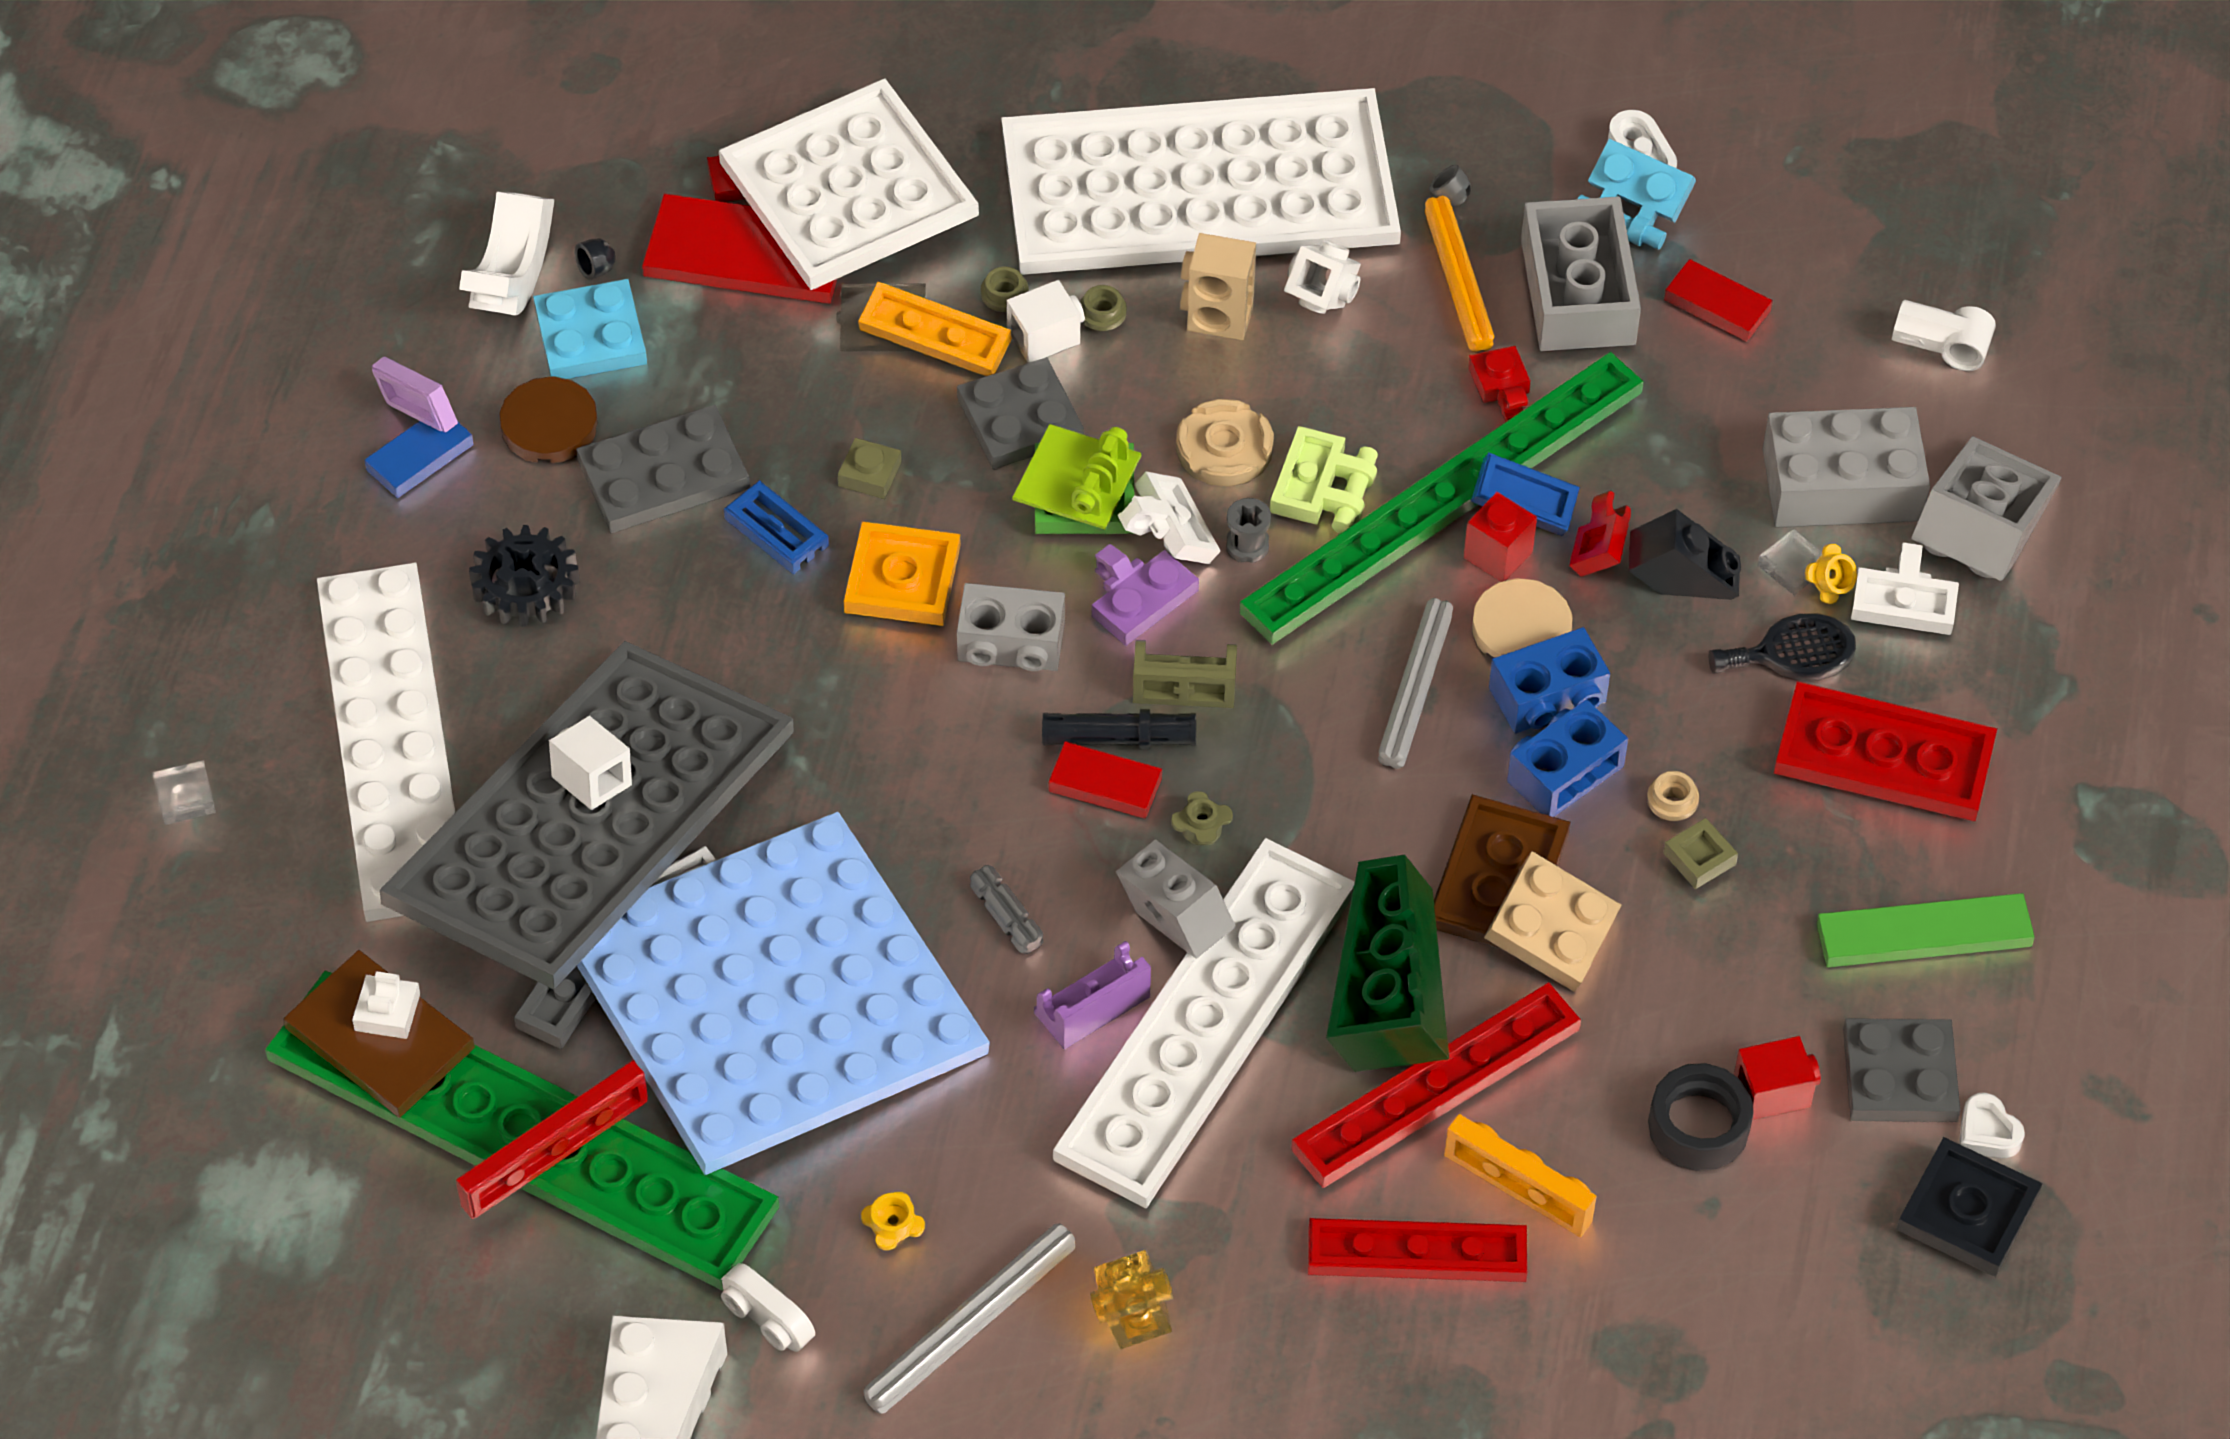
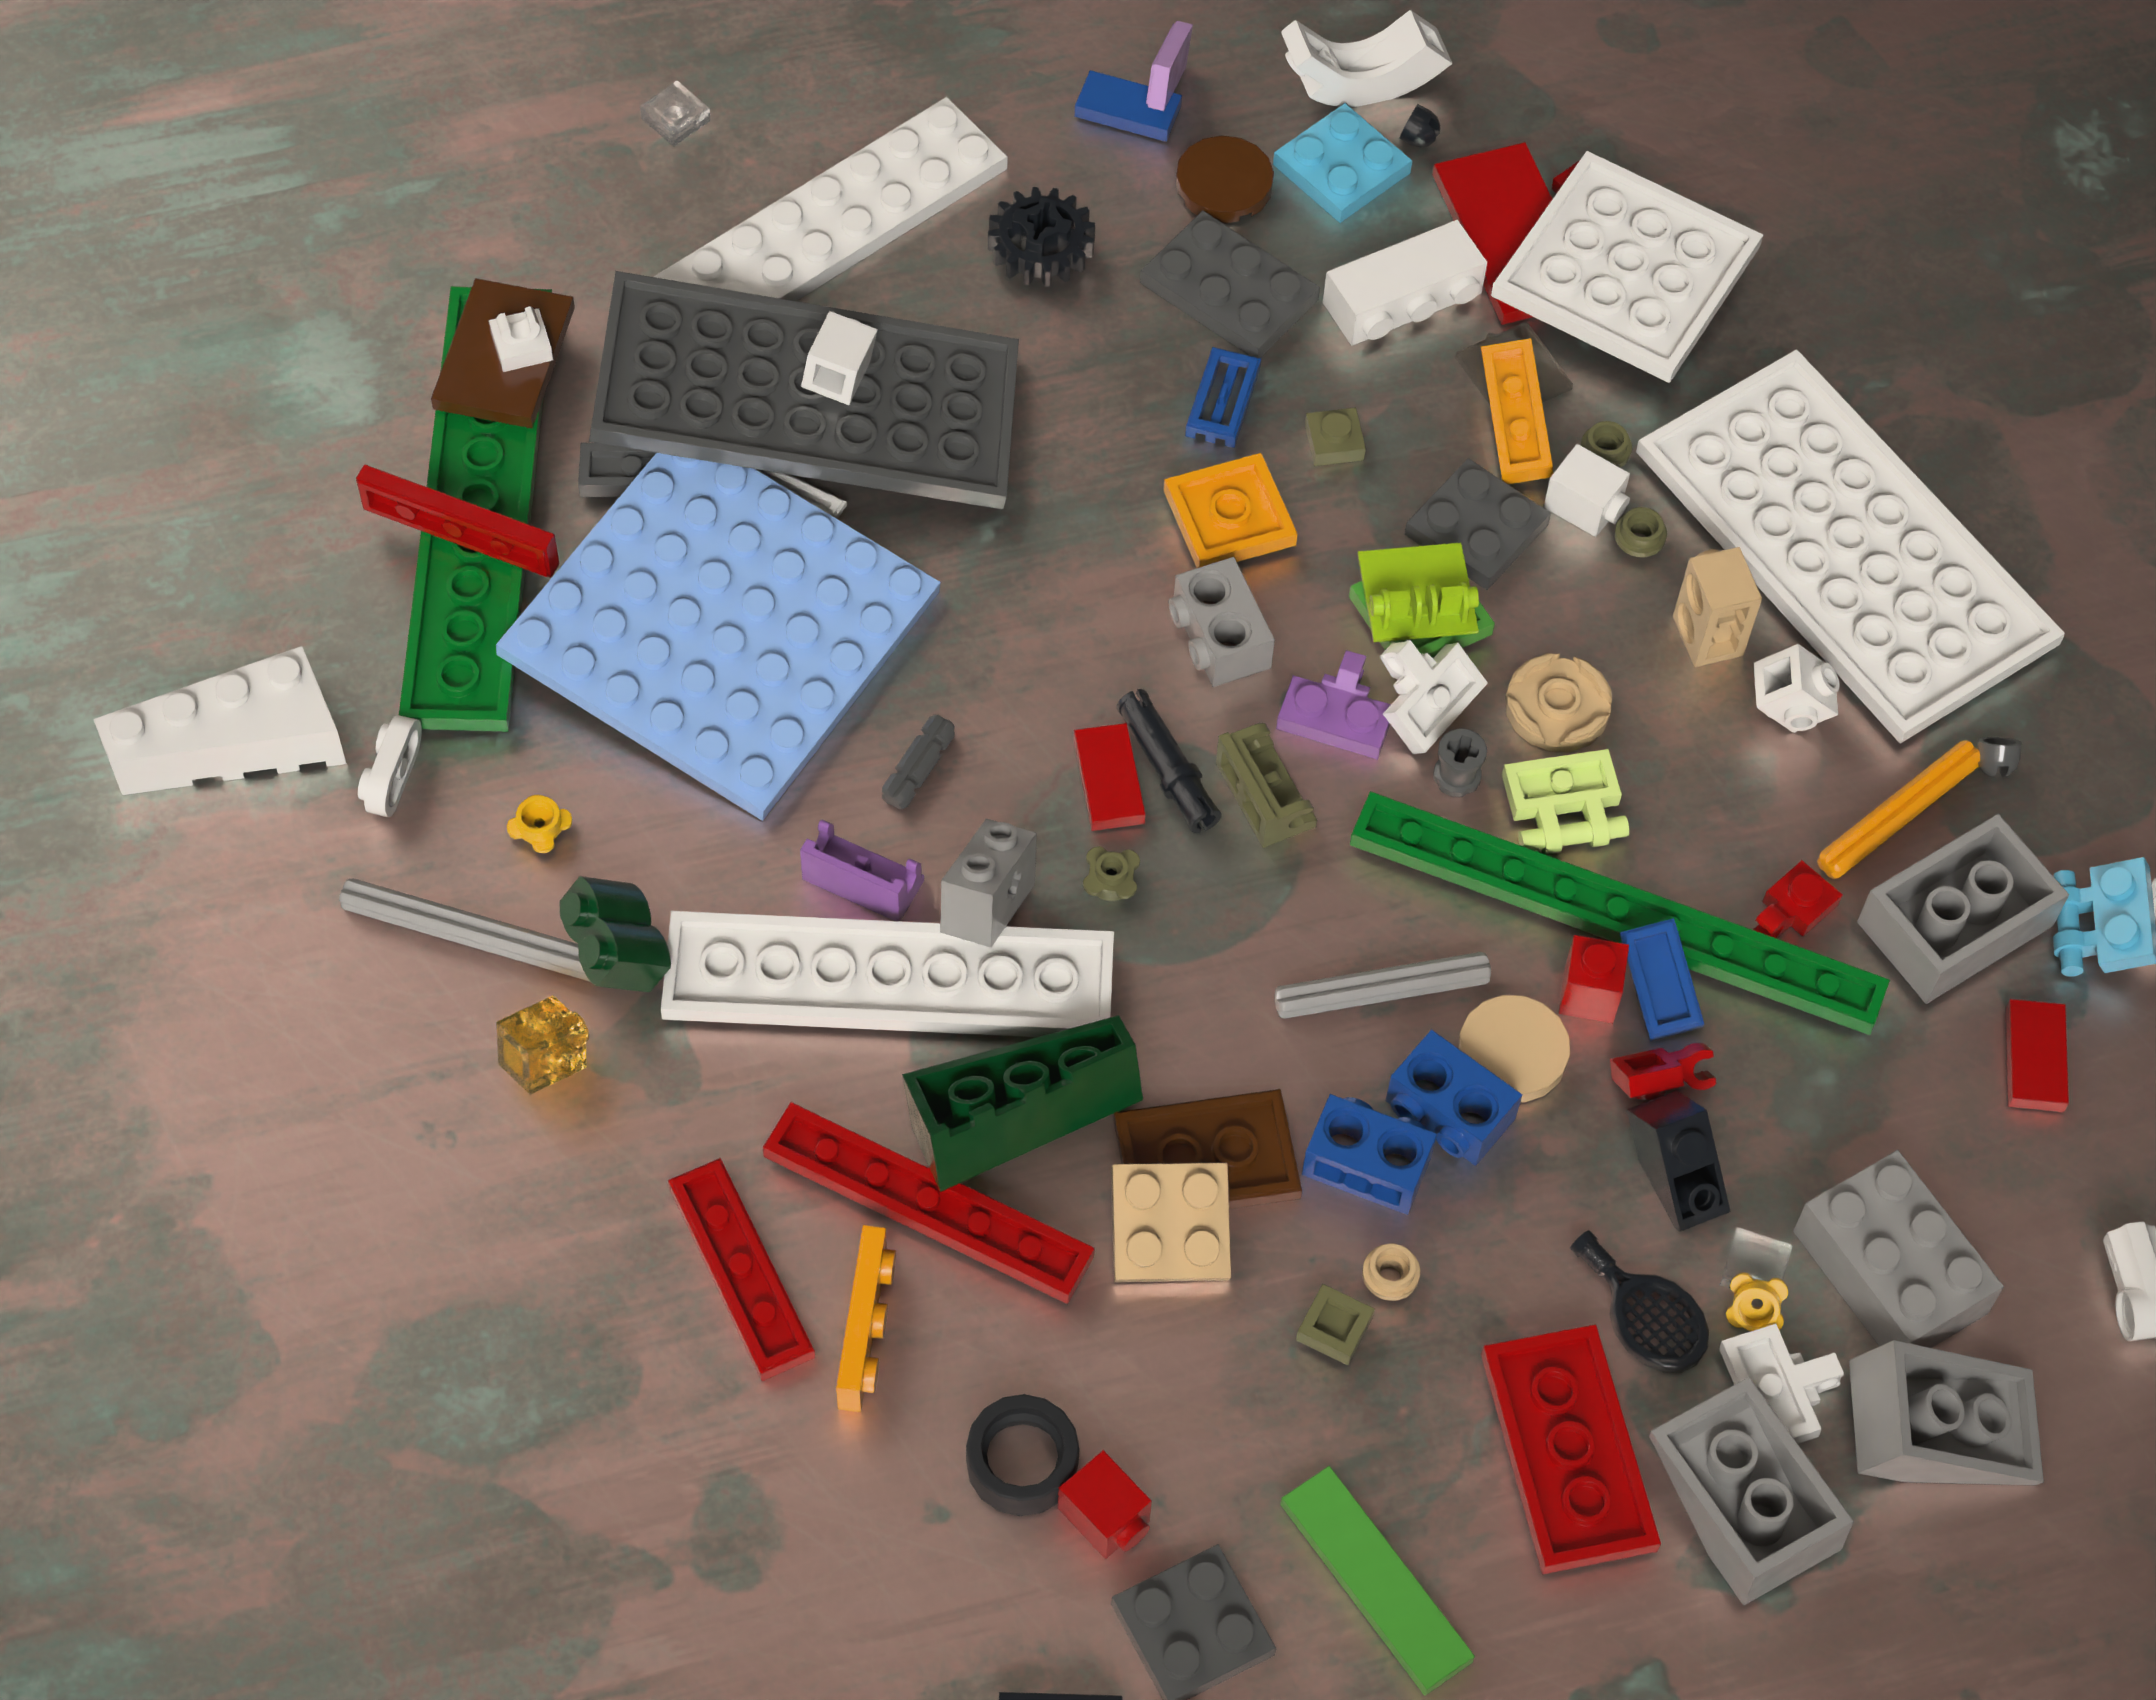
camera: 60 degrees right, 5 degrees up
(756, 343) = (1404, 283): none -> white brick
(1071, 1199) = (614, 934): none -> dark green brick
(1992, 647) = (1750, 1491): none -> light grey slope

